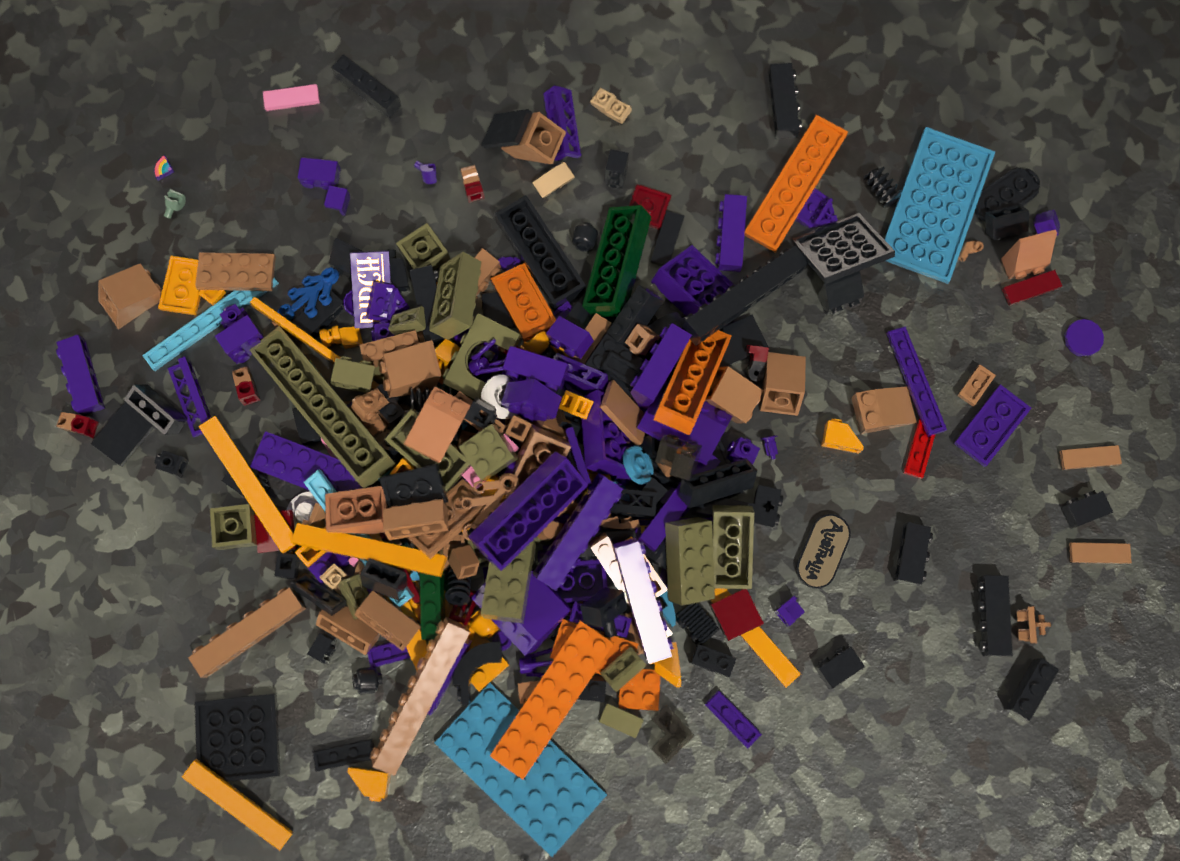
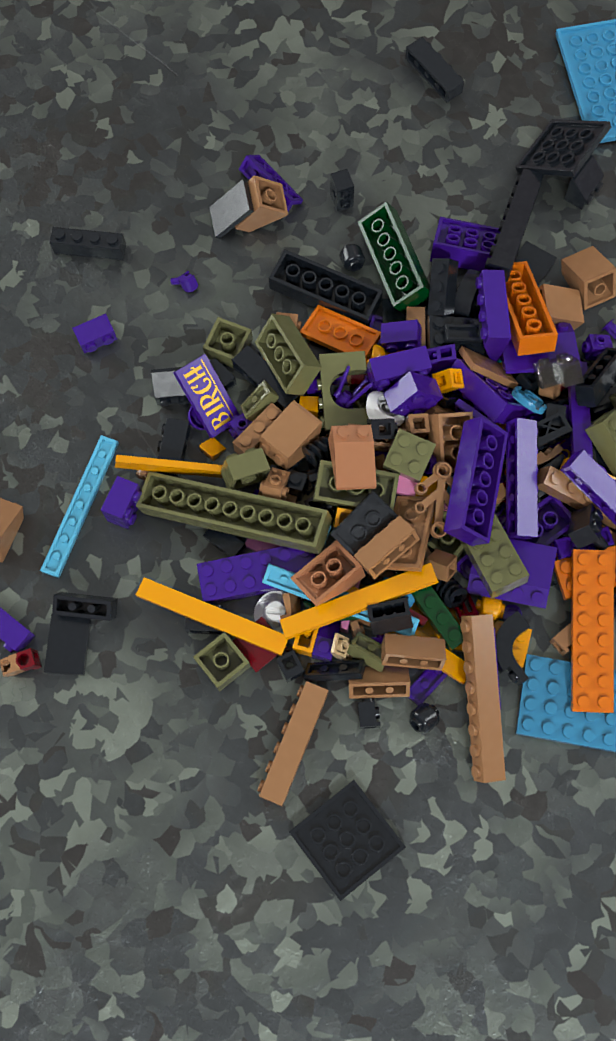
camera: 30 degrees left, 5 degrees down
(176, 467) = (135, 646): black brick -> none
(179, 287) = (36, 492): light orange tile -> none
(195, 394) = (108, 571): dark purple fence -> none
(212, 296) = (67, 482): light orange plate -> none
(231, 315) = (99, 489): dark purple brick -> none
(235, 271) = (77, 452): medium nougat plate -> none
(237, 804) = (388, 894): light orange tile -> none
(245, 386) = (150, 540): dark red leg -> none
(291, 97) = (27, 288): bright pink tile -> none
(310, 292) = (162, 411): blue plant -> none
(330, 336) = (197, 454): light orange wheel -> none
(337, 199) = (125, 344): dark purple panel -> none
(343, 755) = (447, 794): black tile -> none
(371, 782) = (488, 800): light orange slope -> none
(385, 302) = (226, 399): dark purple slope -> none
(472, 183) = (229, 269): leg -> none
(509, 262) = (304, 313): dark purple tile -> none
(528, 664) = (548, 619): dark purple plant -> none
(553, 179) = (295, 229): tan slope -> none
(610, 106) = (300, 149): tan slope -> none
(641, 339) = (457, 298): medium nougat brick -> none
(653, 202) = (391, 196): dark red tile -> none
(667, 238) = (417, 223): black tile -> none
(732, 233) = (466, 188): dark purple brick -> none
(757, 363) = (557, 271): leg -> none
(795, 183) = (488, 125): orange plate -> none
(817, 211) = (517, 136): dark purple slope -> none
(882, 186) = (557, 88): black piece -> none

